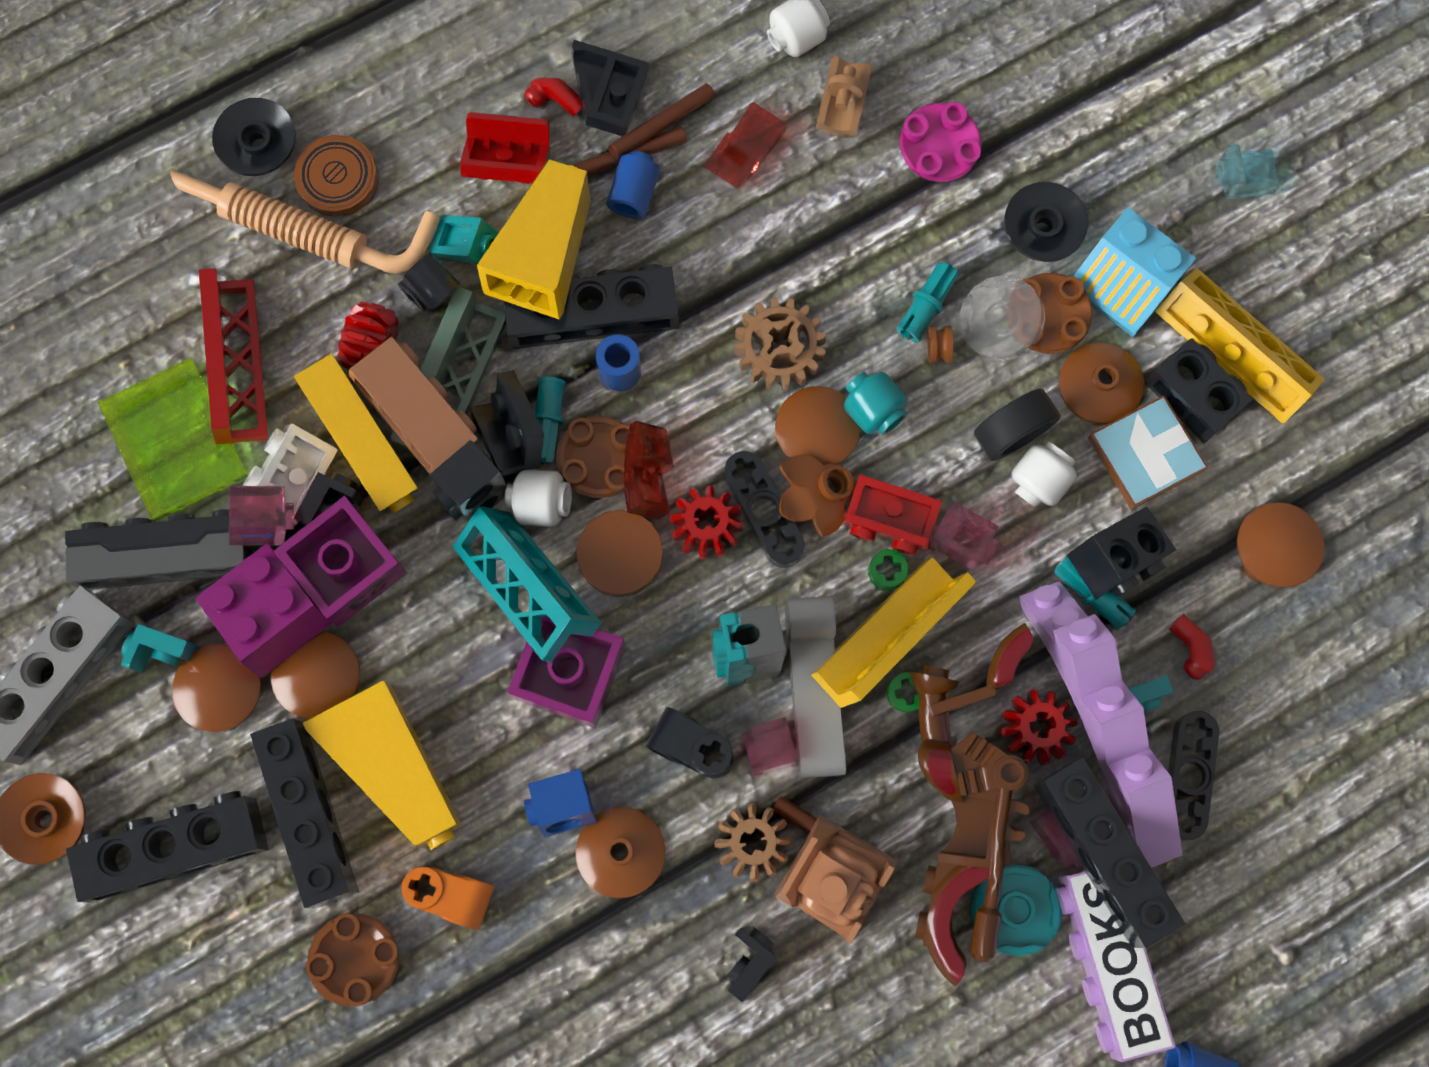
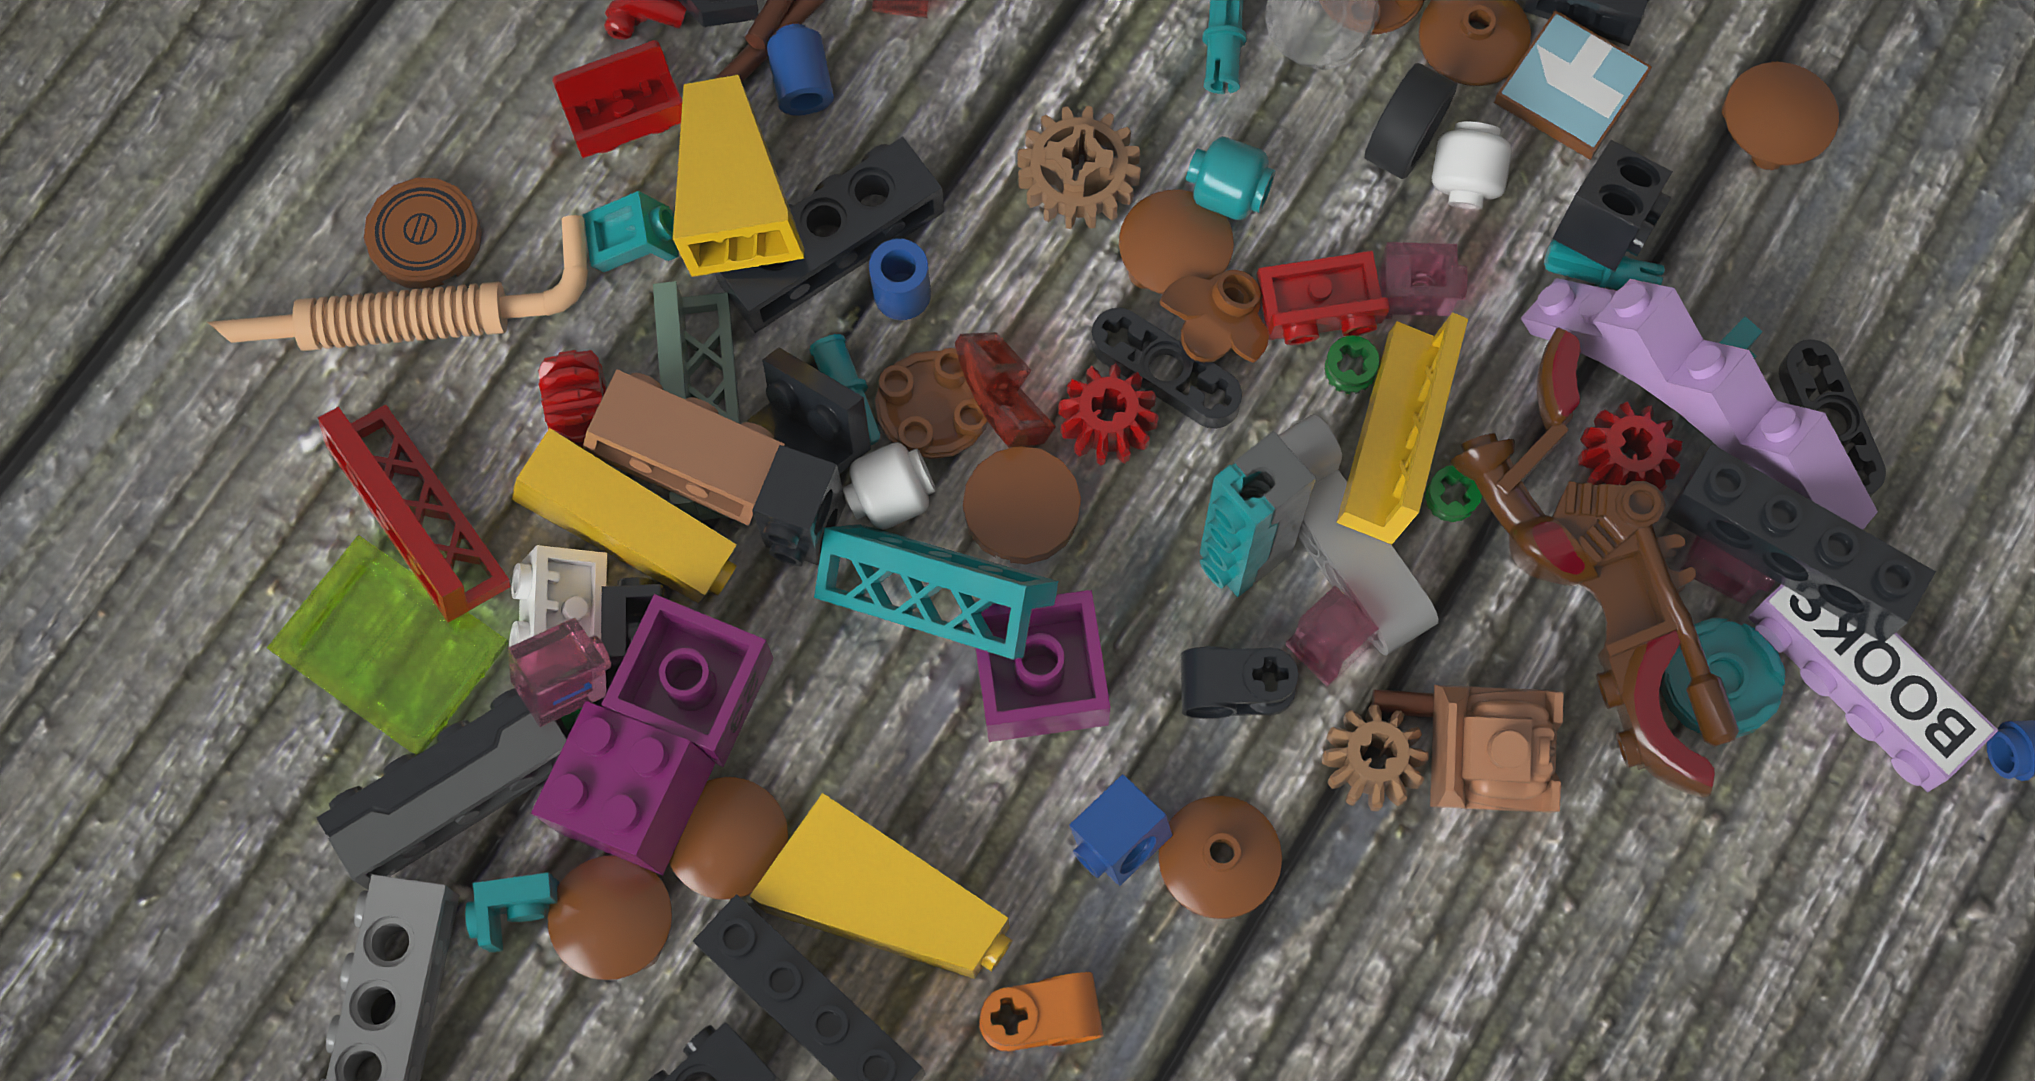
camera: 25 degrees left, 5 degrees down
(247, 122) = (281, 217): black dish -> none
(428, 283) = (615, 299): black piece -> none
(748, 972) = (1456, 913): black bracket -> none
(940, 345) = (1267, 78): dark orange bush -> none
(1199, 644) = (1756, 269): red arm -> none

